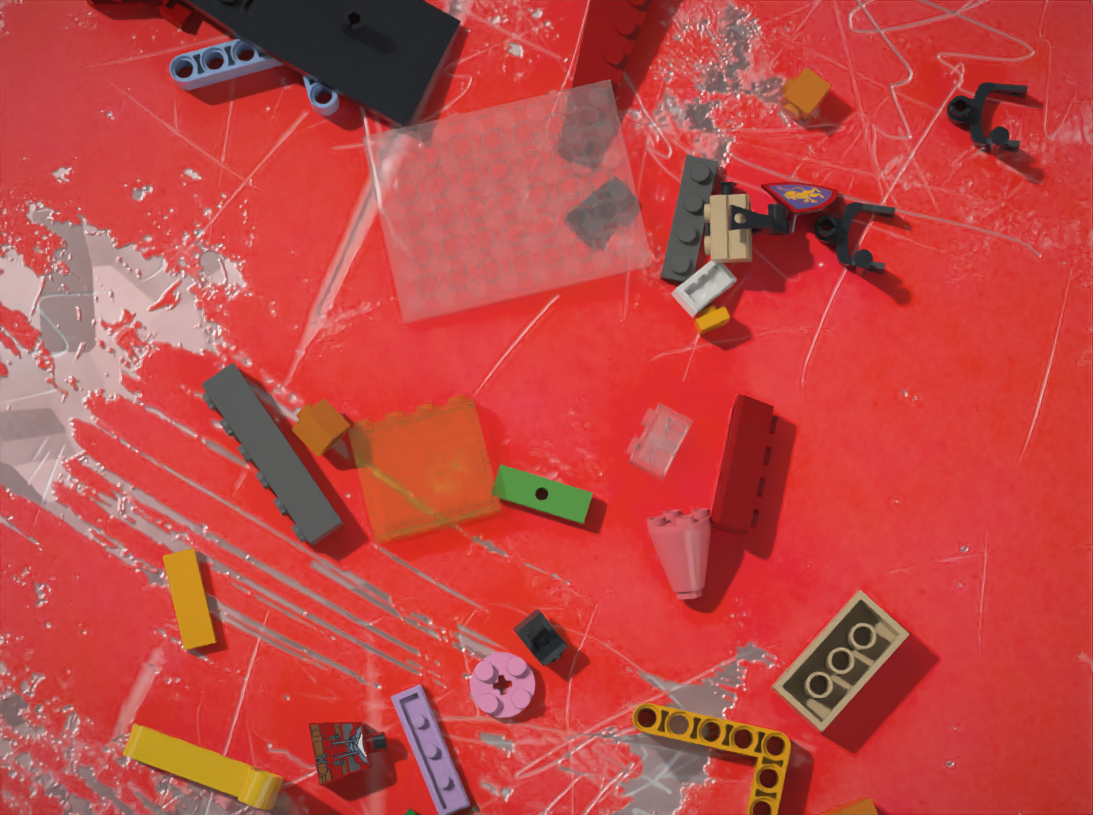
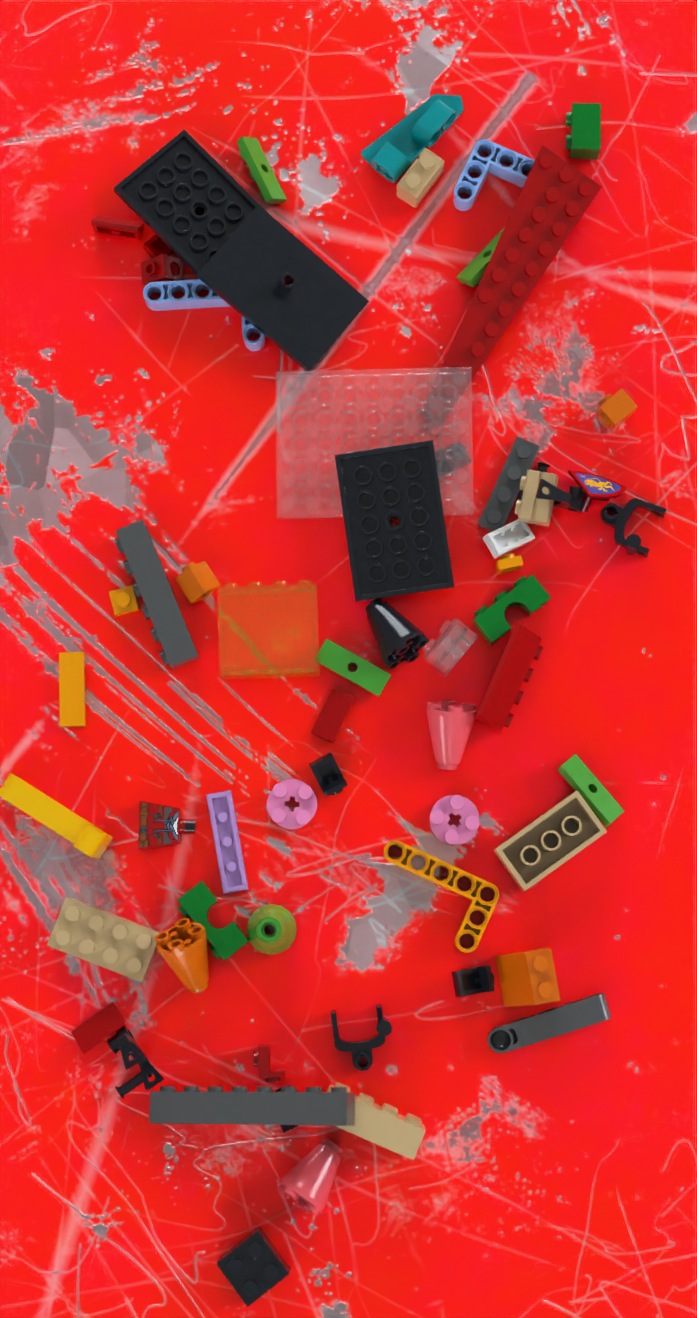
camera: 15 degrees right, 0 degrees up
(183, 35) = (159, 269): none -> red bracket
(231, 471) = (124, 601): none -> light orange plate
(529, 561) = (333, 715): none -> red slope
(546, 252) = (388, 487): none -> black piece
(585, 440) = (394, 634): none -> black cone
(731, 660) = (468, 823): none -> bright pink plate
(742, 354) = (526, 594): none -> green arch
(877, 585) = (591, 790): none -> bright green tile

